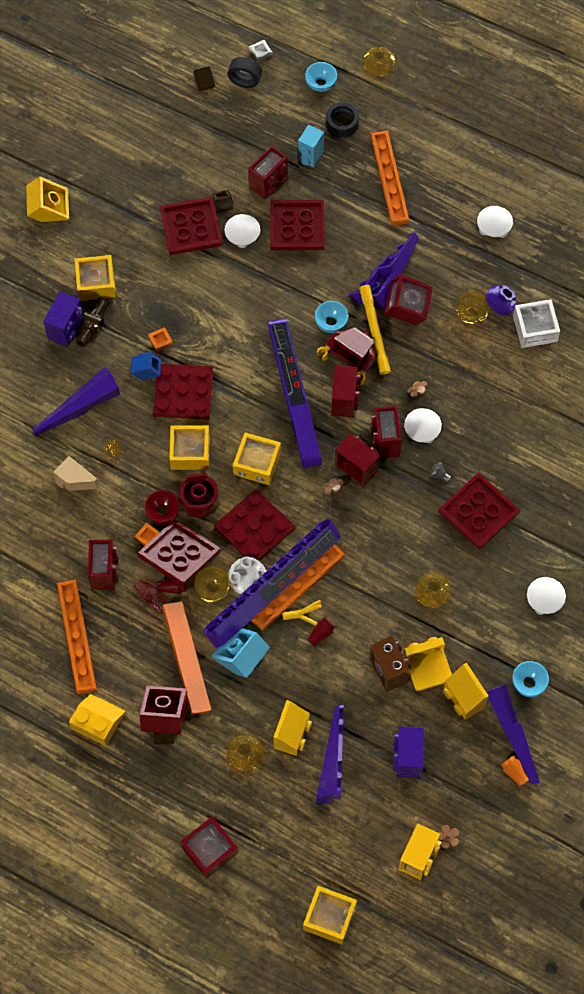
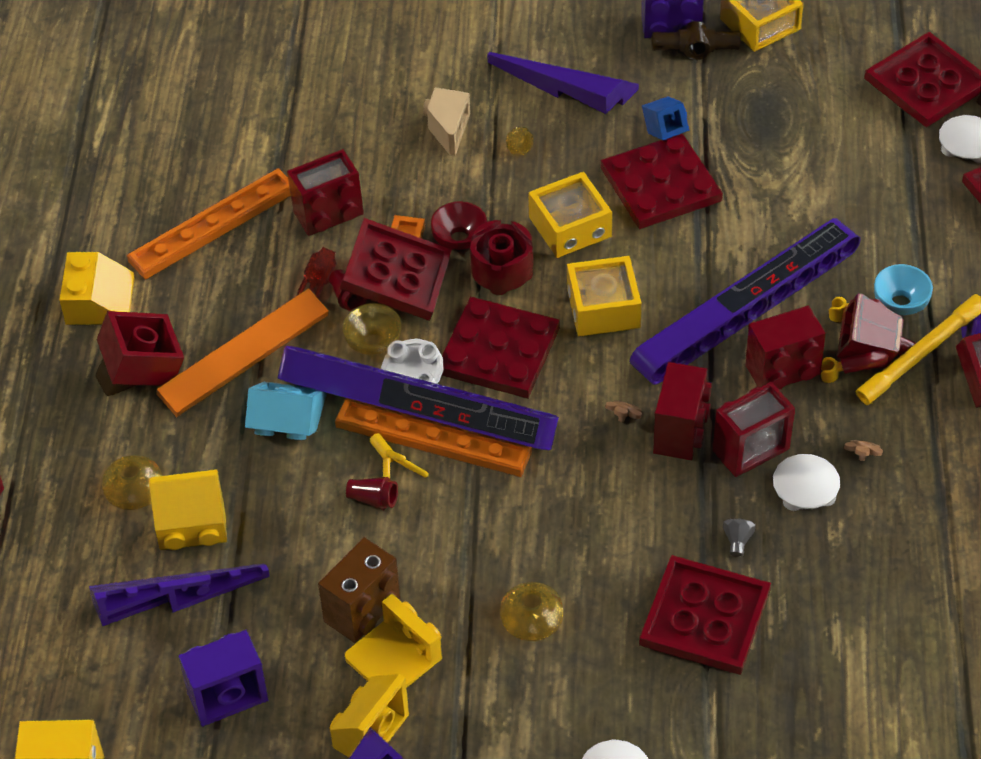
camera: 65 degrees right, 15 degrees down
(160, 339) = (722, 120): orange plate -> none

